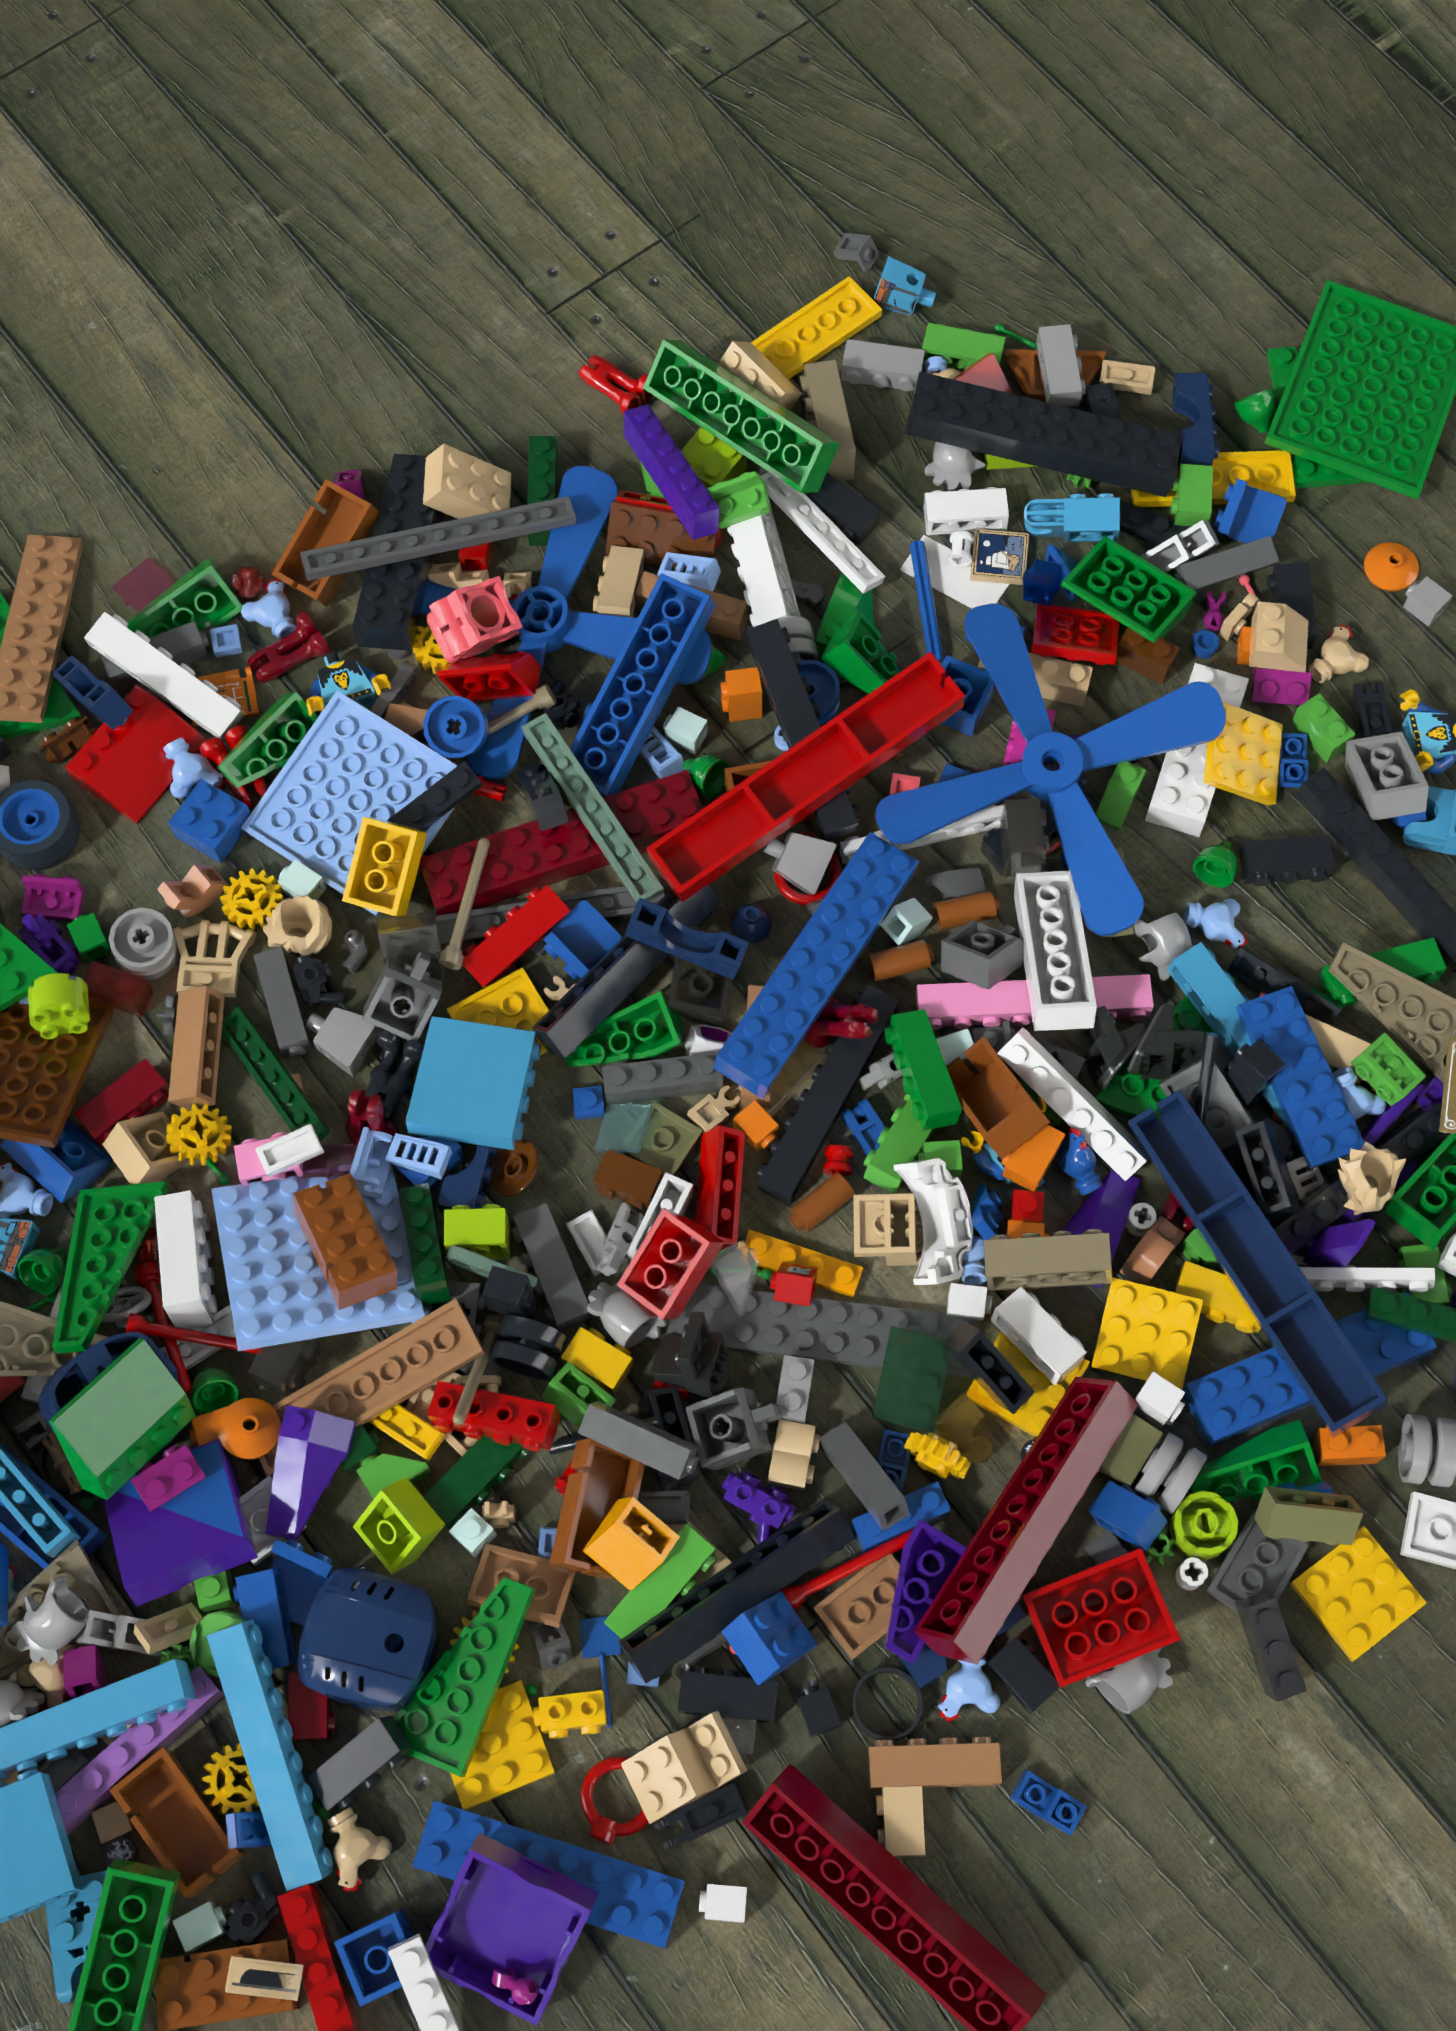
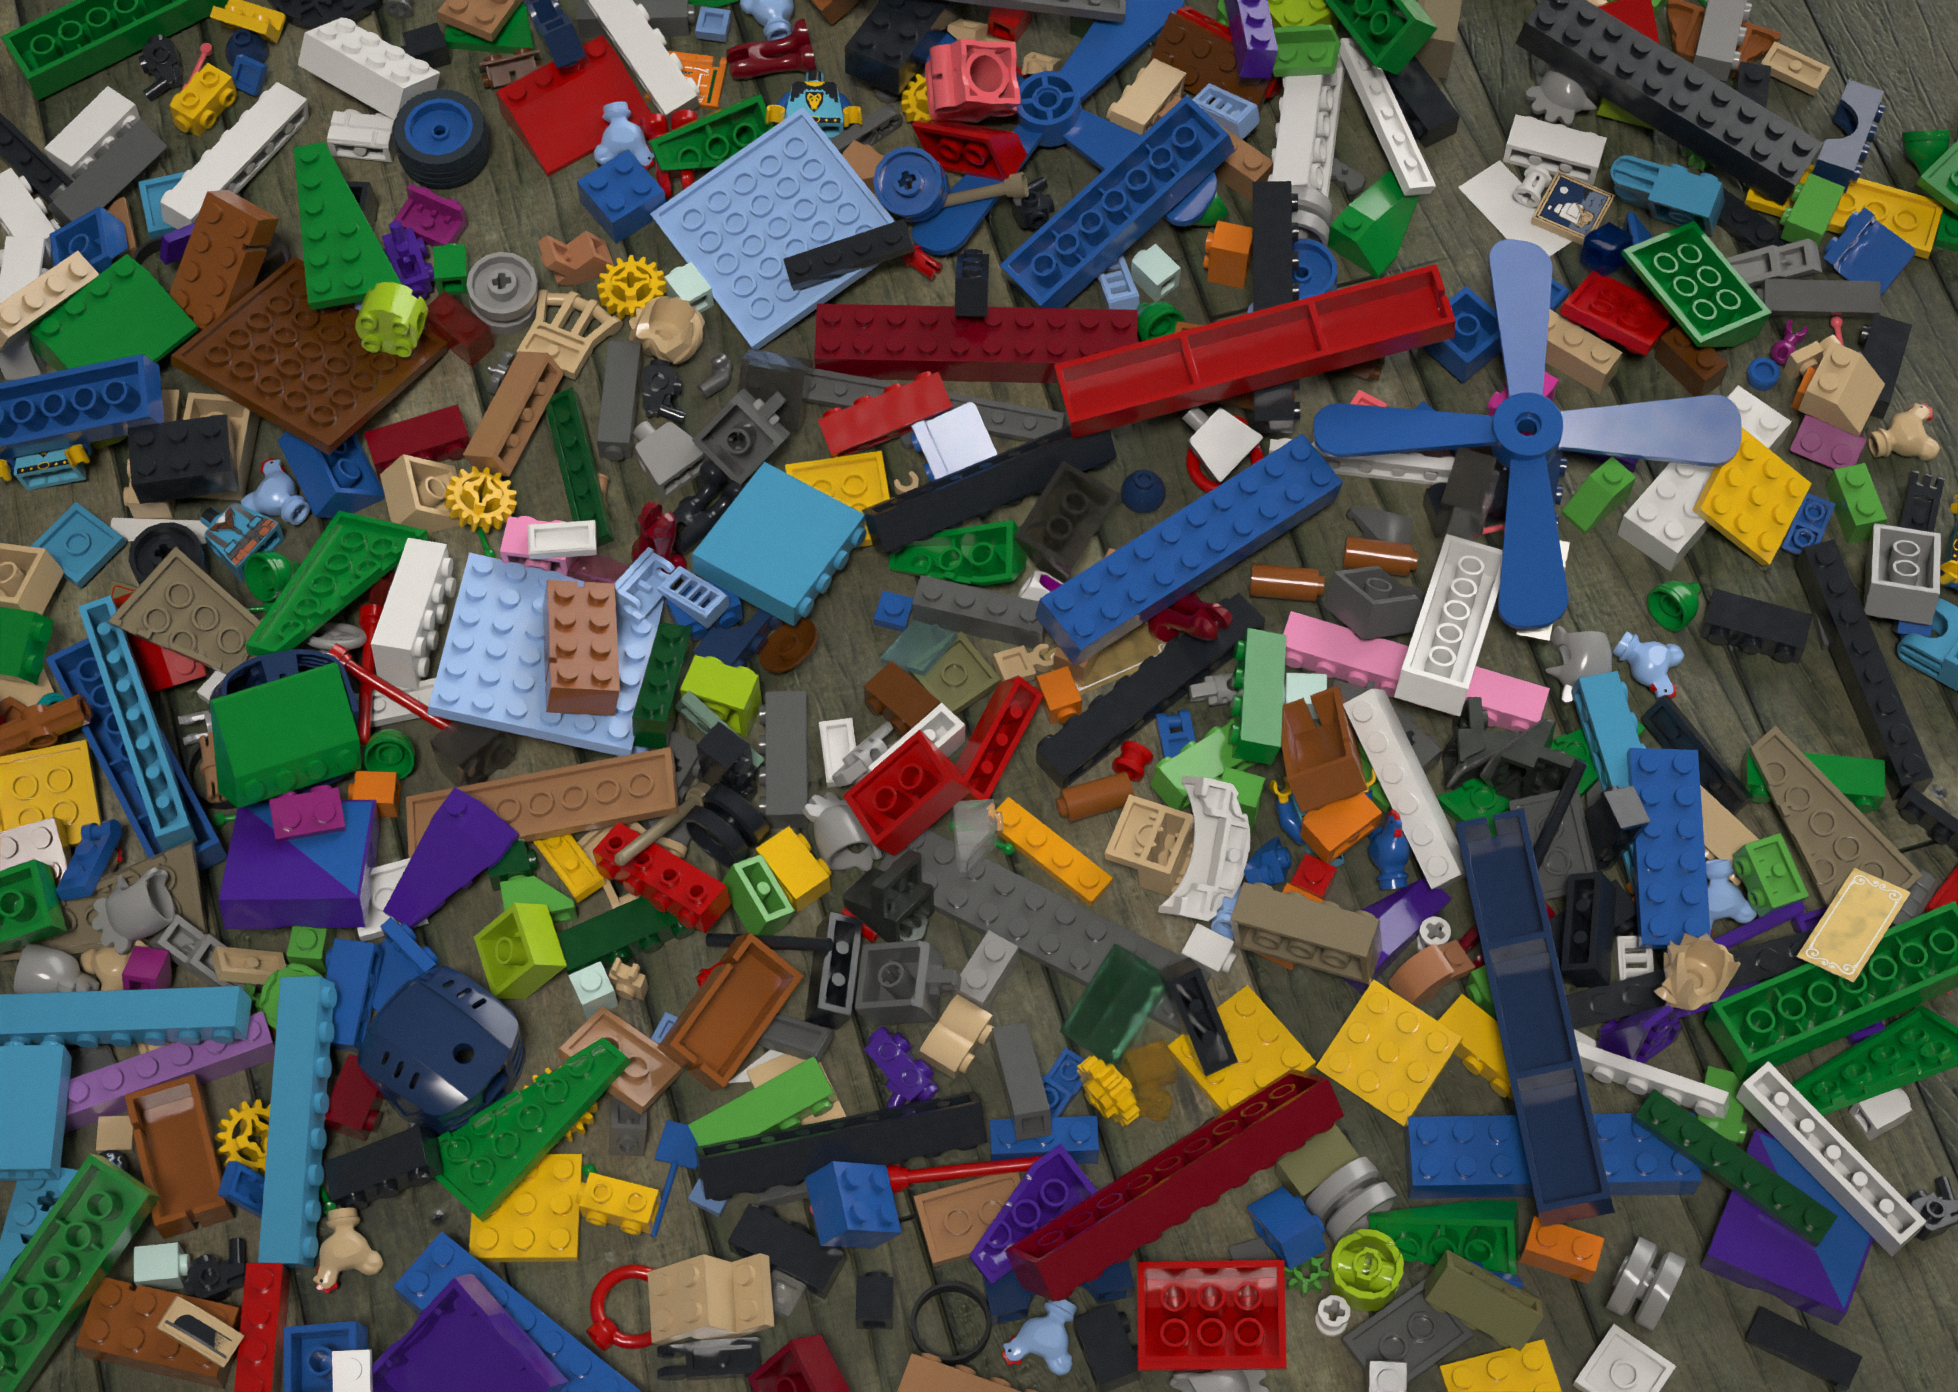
camera: 20 degrees right, 5 degrees down
(254, 1442) = (406, 815): orange dish -> none
(384, 866) = (777, 296): yellow brick -> none
(452, 955) = (810, 410): dark tan piece -> none
(592, 809) = (1018, 314): sand green plate -> none
(630, 1542) = (747, 1051): light orange slope -> none
(639, 1440) = (798, 952): brick -> none
(712, 951) = (1084, 497): dark blue arch -> none
(794, 1283) = (1032, 866): red brick -> none
(859, 655) = (1370, 248): green wedge -> none
(906, 921) = (1308, 544): light aqua brick -> none
(926, 599) = (1472, 227): blue axle -> none
(1038, 1335) = (1268, 1010): white brick -> none
(1159, 1402) = (1369, 1124): white brick -> none

